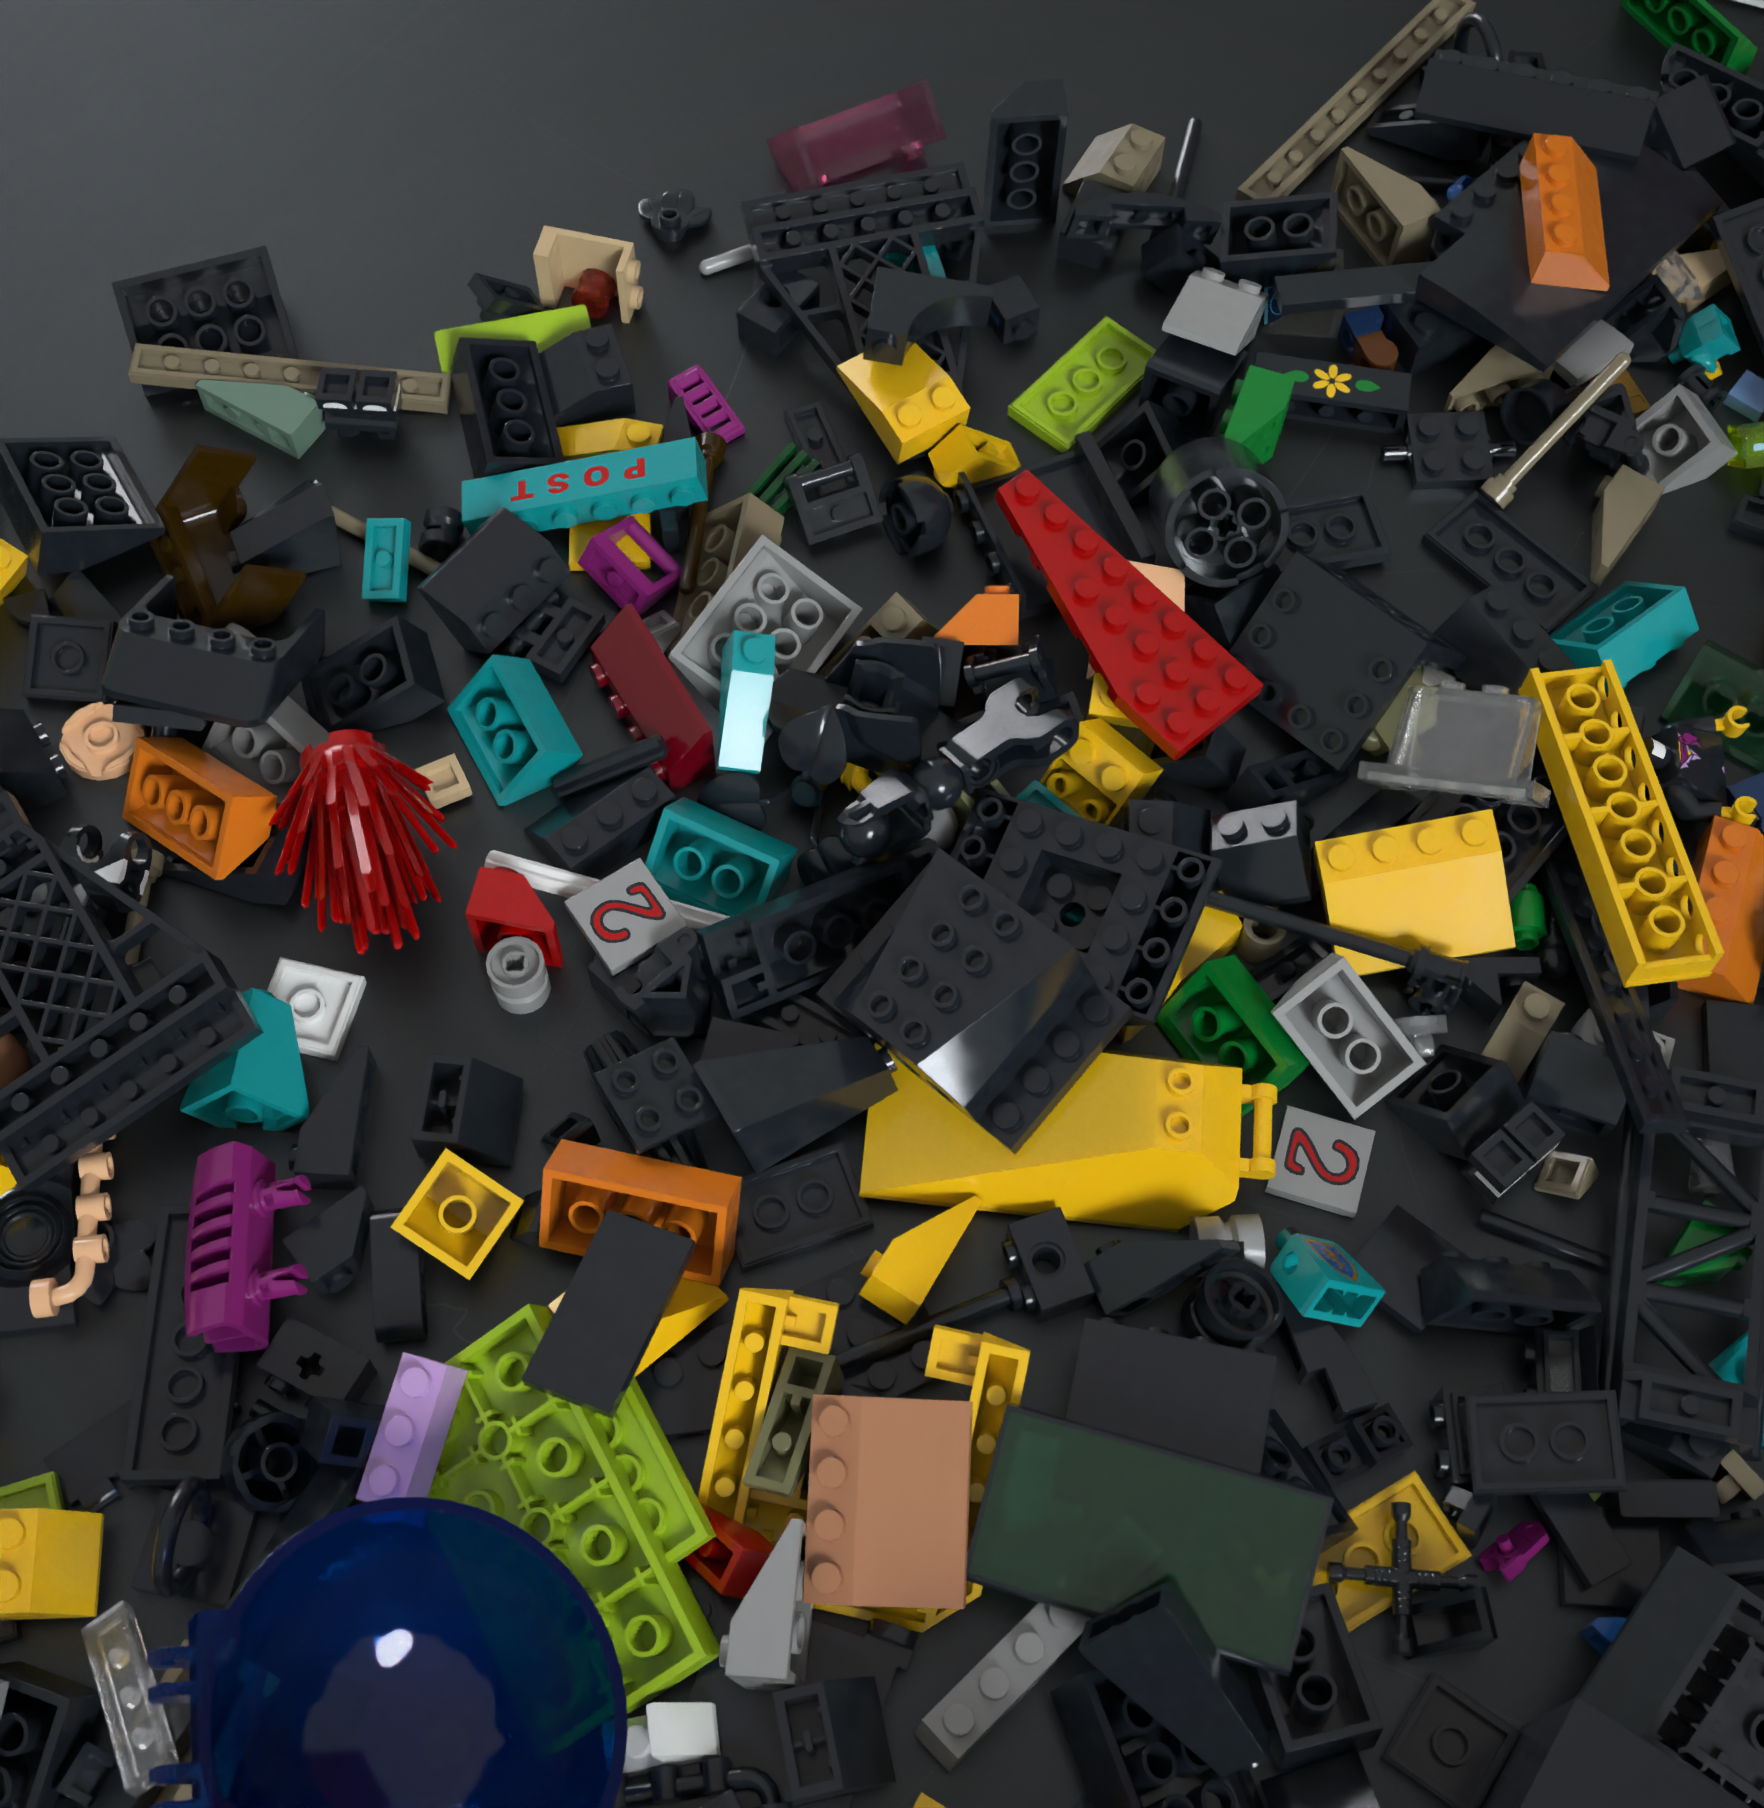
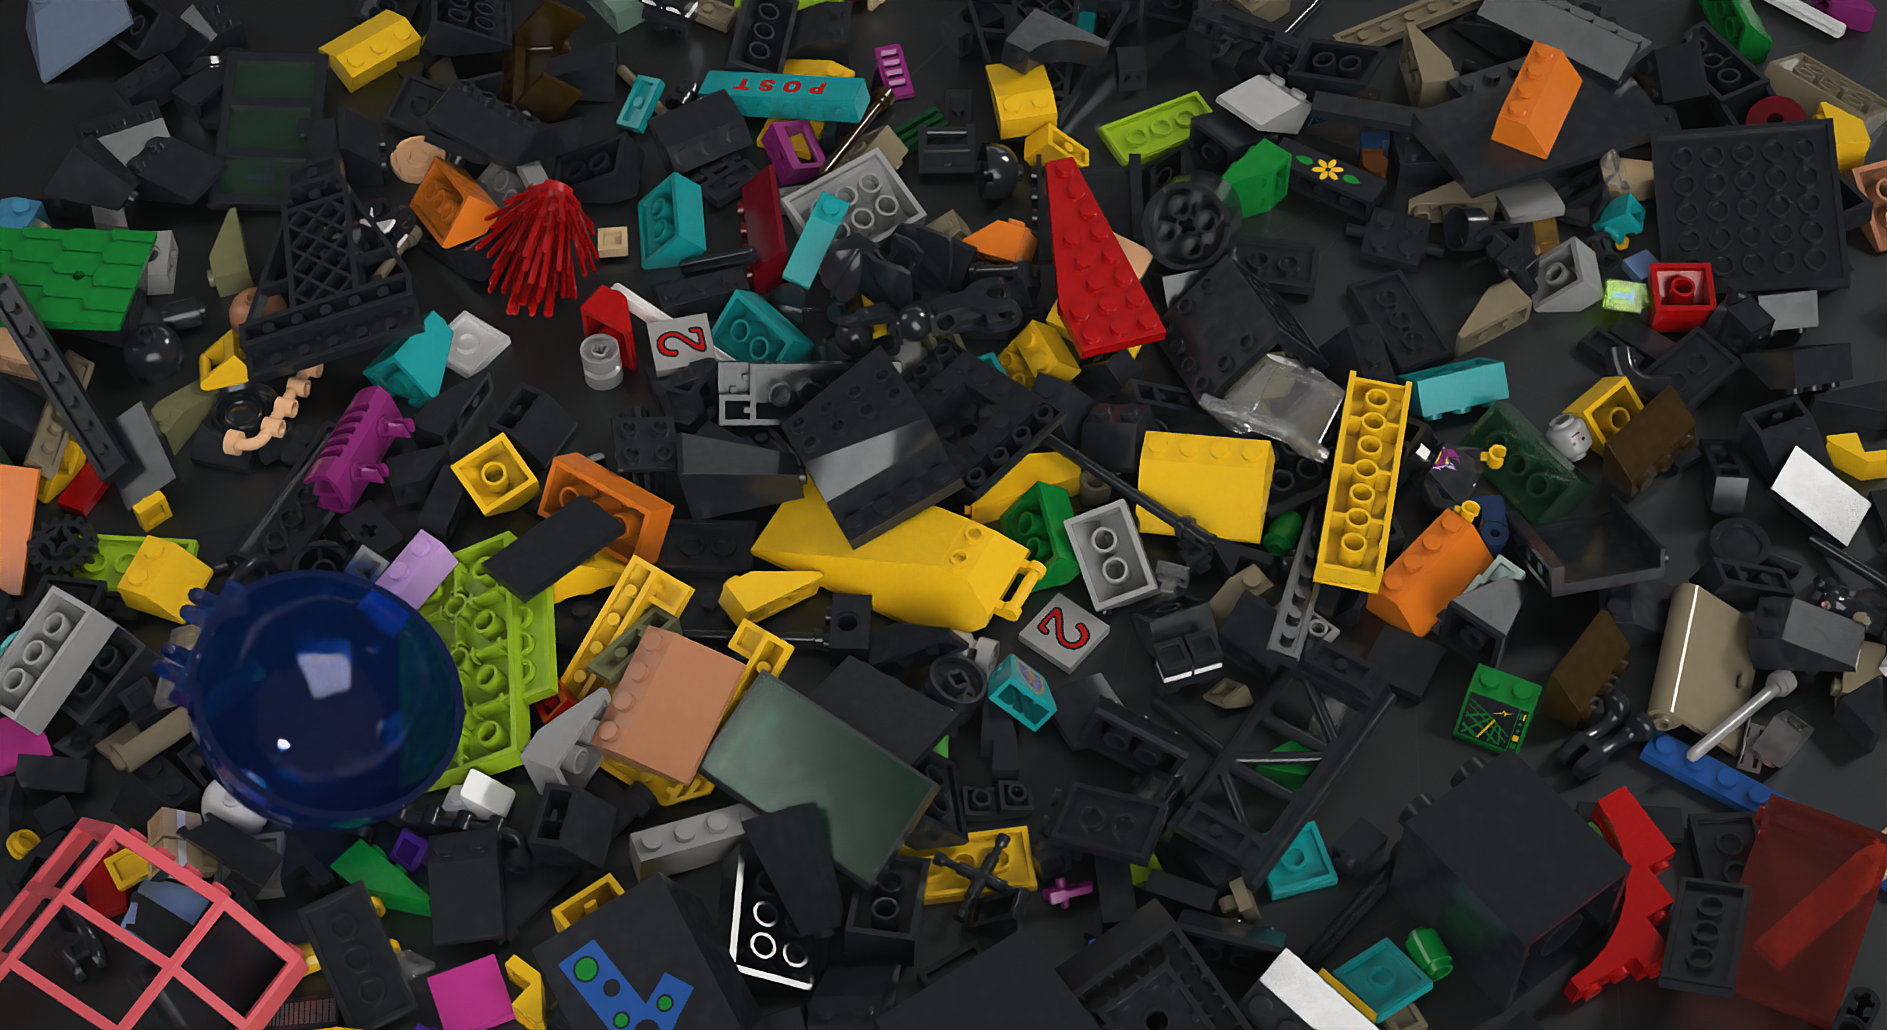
camera: 25 degrees right, 10 degrees down
(1500, 489) = (1418, 271): dark tan piece -> none

